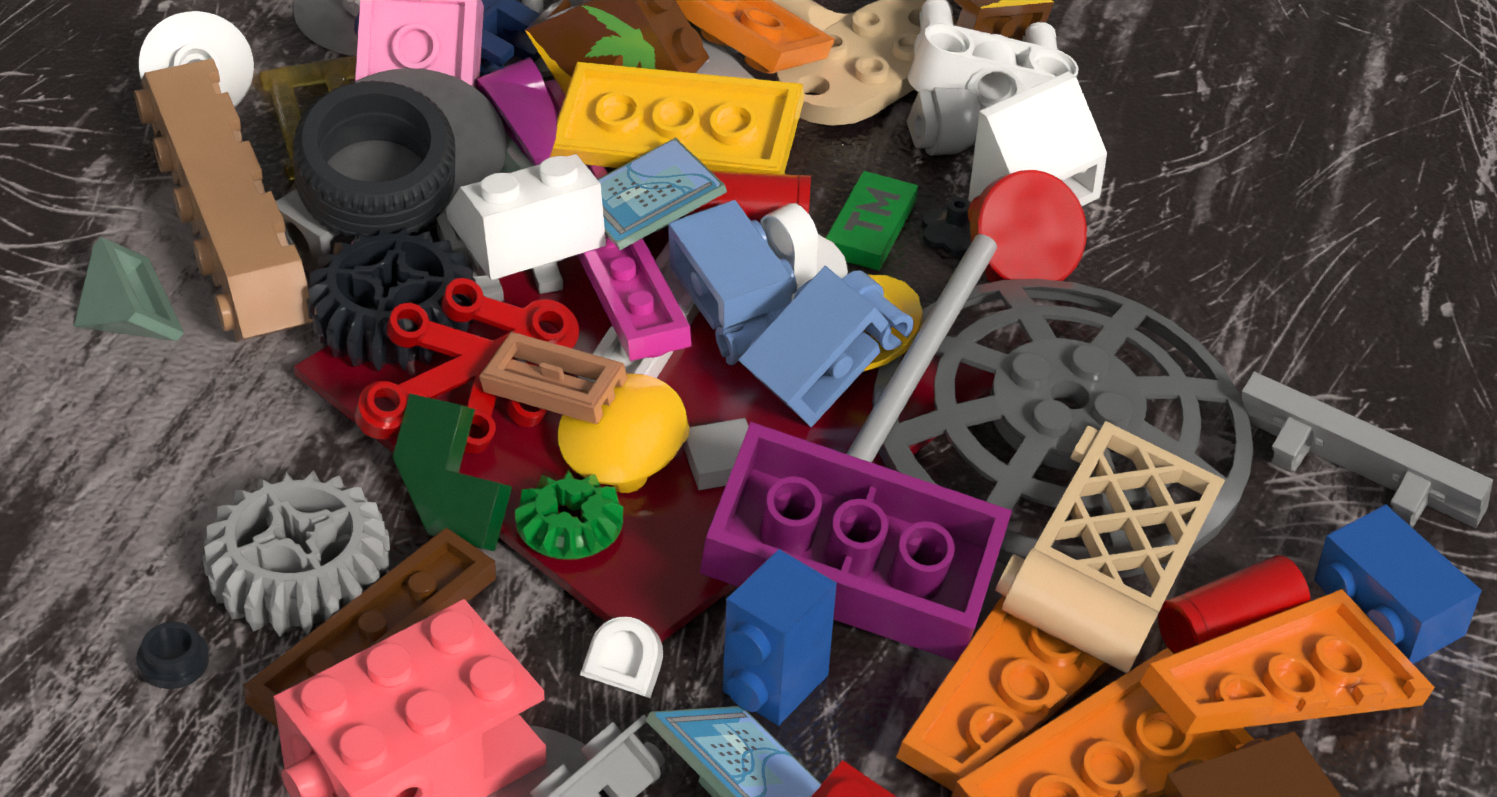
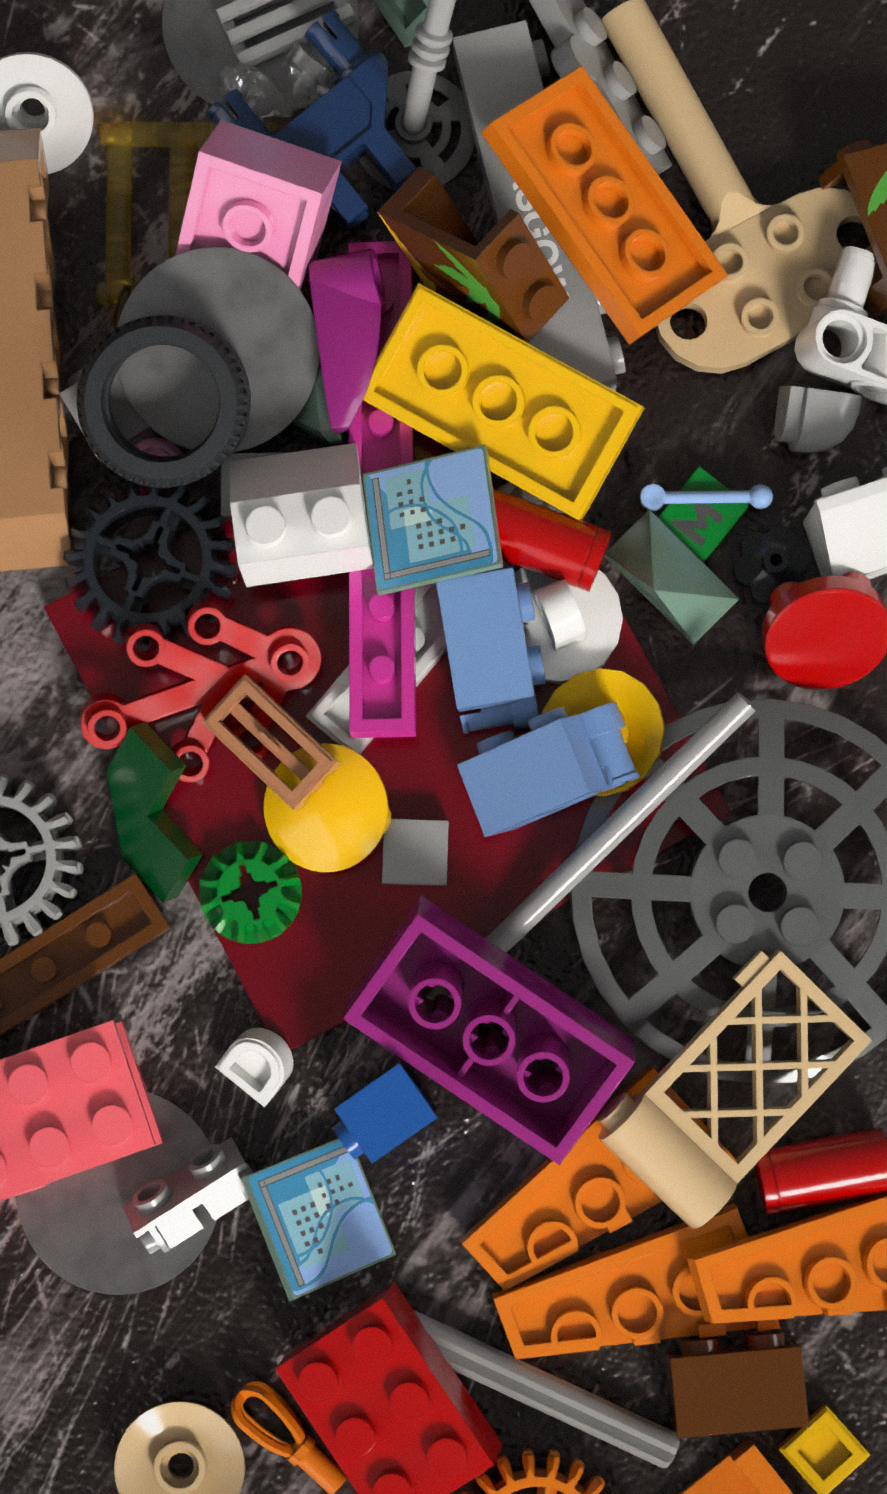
camera: 25 degrees right, 40 degrees up
(834, 190) = (653, 497): none -> light blue hinge
(876, 235) = (671, 577): none -> sand green slope

